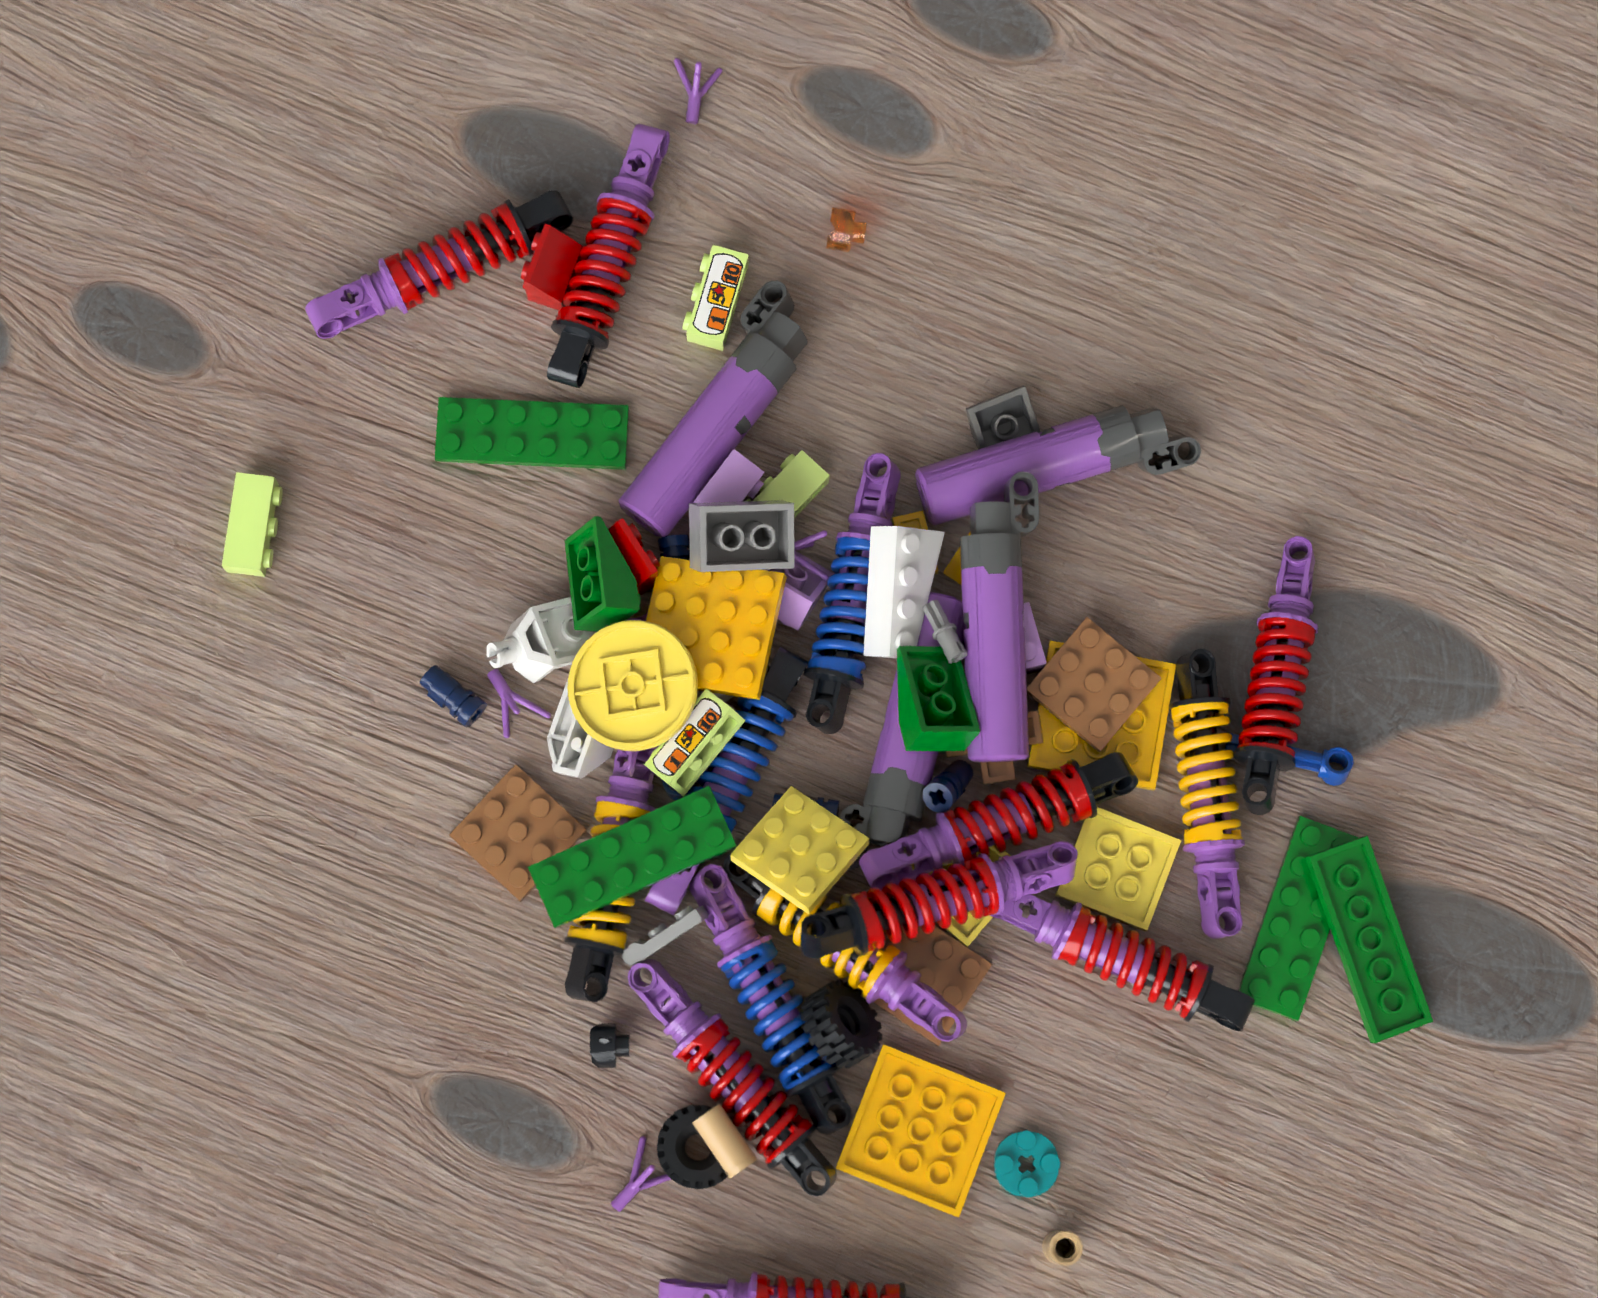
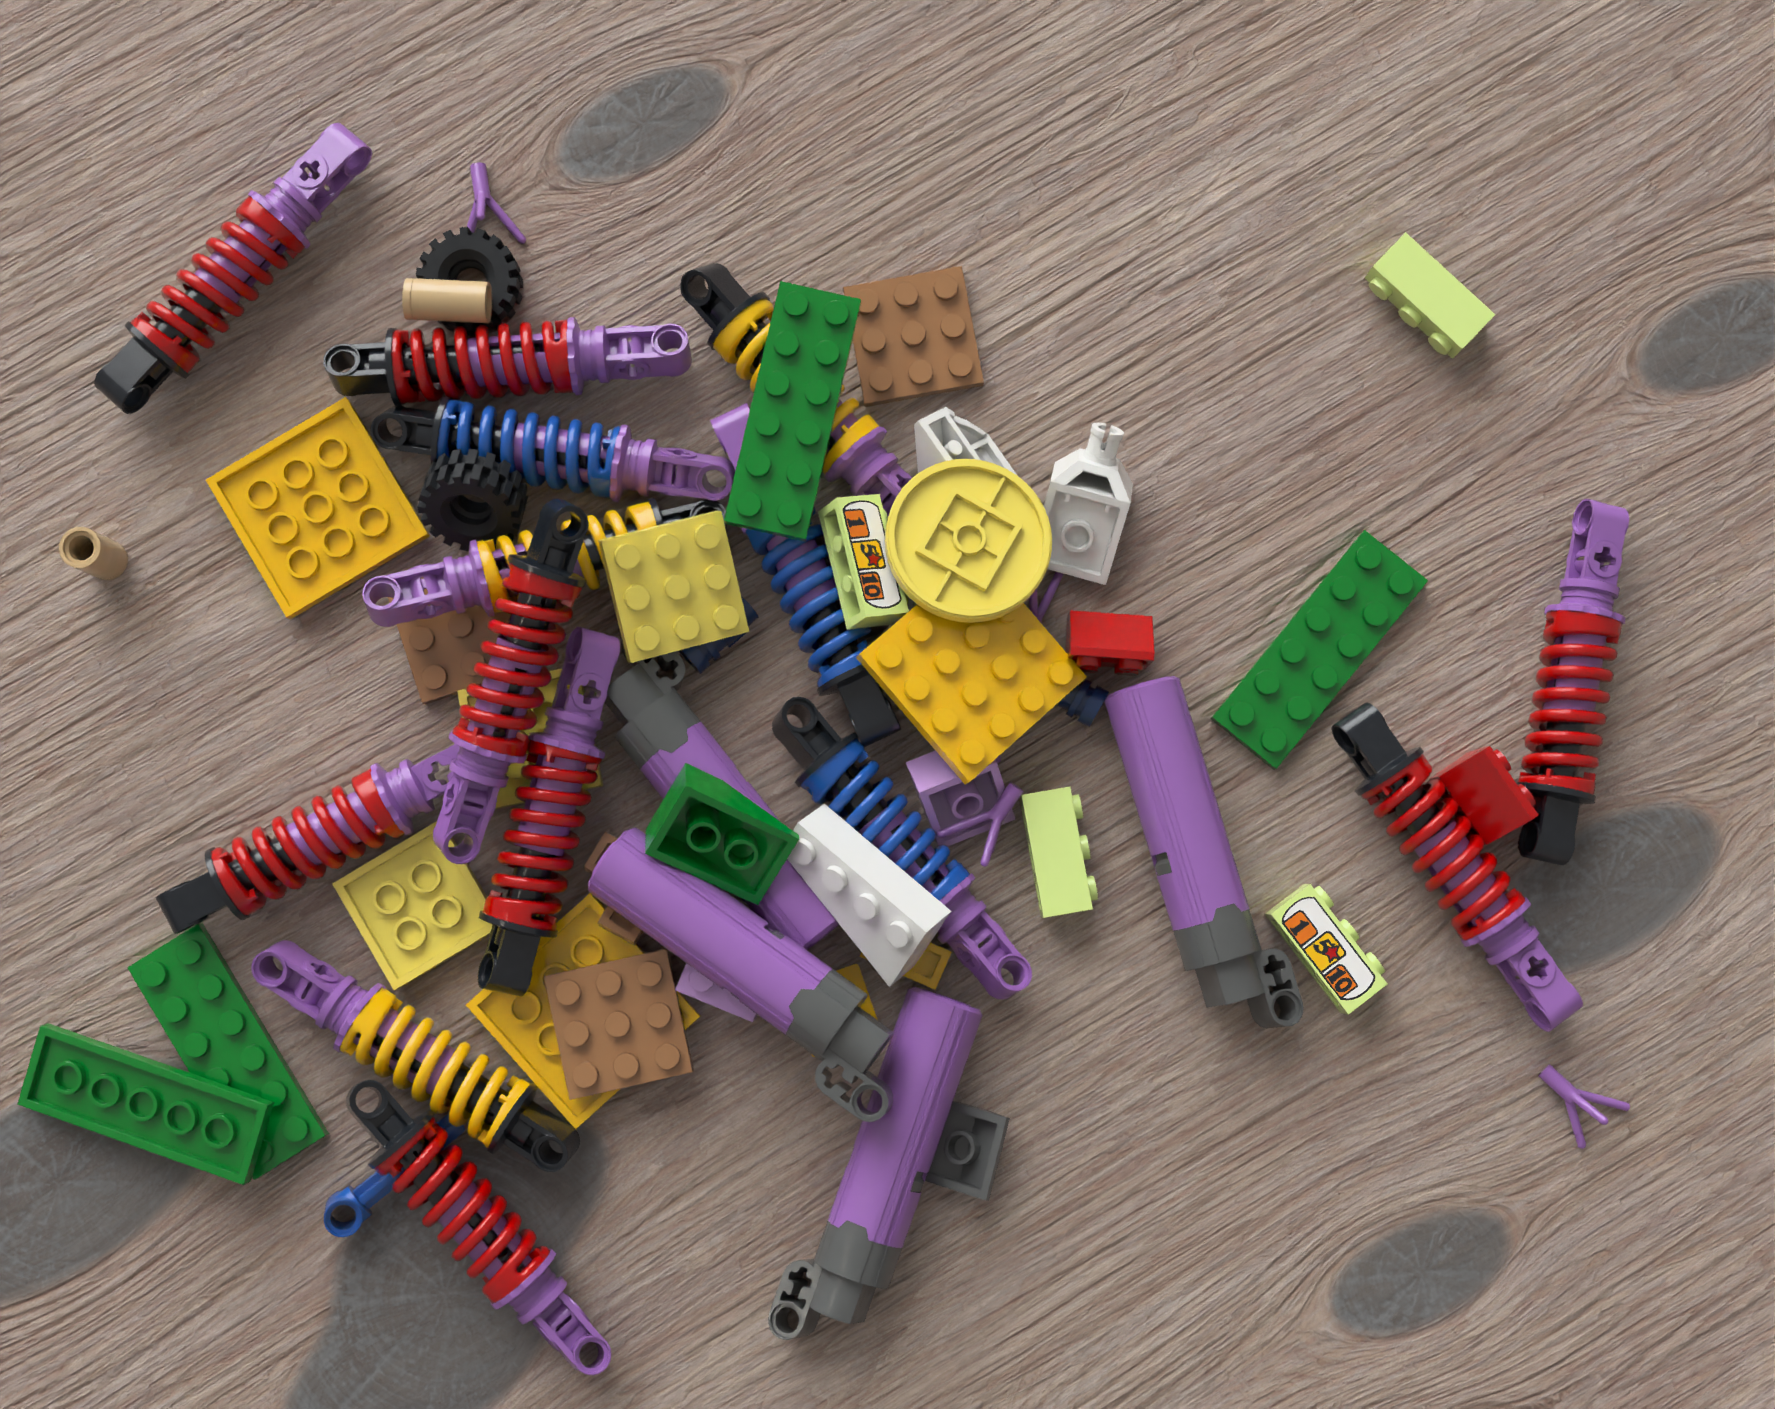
camera: 135 degrees right, 5 degrees up
(449, 692) = (1105, 368): dark blue axle -> none
(508, 697) = (1043, 414): medium lavender plant -> none
(599, 578) = (1107, 594): green slope -> none
(607, 1045) = (624, 275): black piece -> none
(662, 936) = (694, 391): light grey hinge -> none
(732, 481) = (1104, 798): lavender slope -> none
(741, 535) = (1040, 765): light grey brick -> none
(845, 230) = (1299, 1142): clear orange piece -> none
(944, 632) = (781, 901): light grey axle -> none
(947, 786) = (627, 790): dark blue axle -> none
(1007, 1164) = (187, 573): teal plate -> none

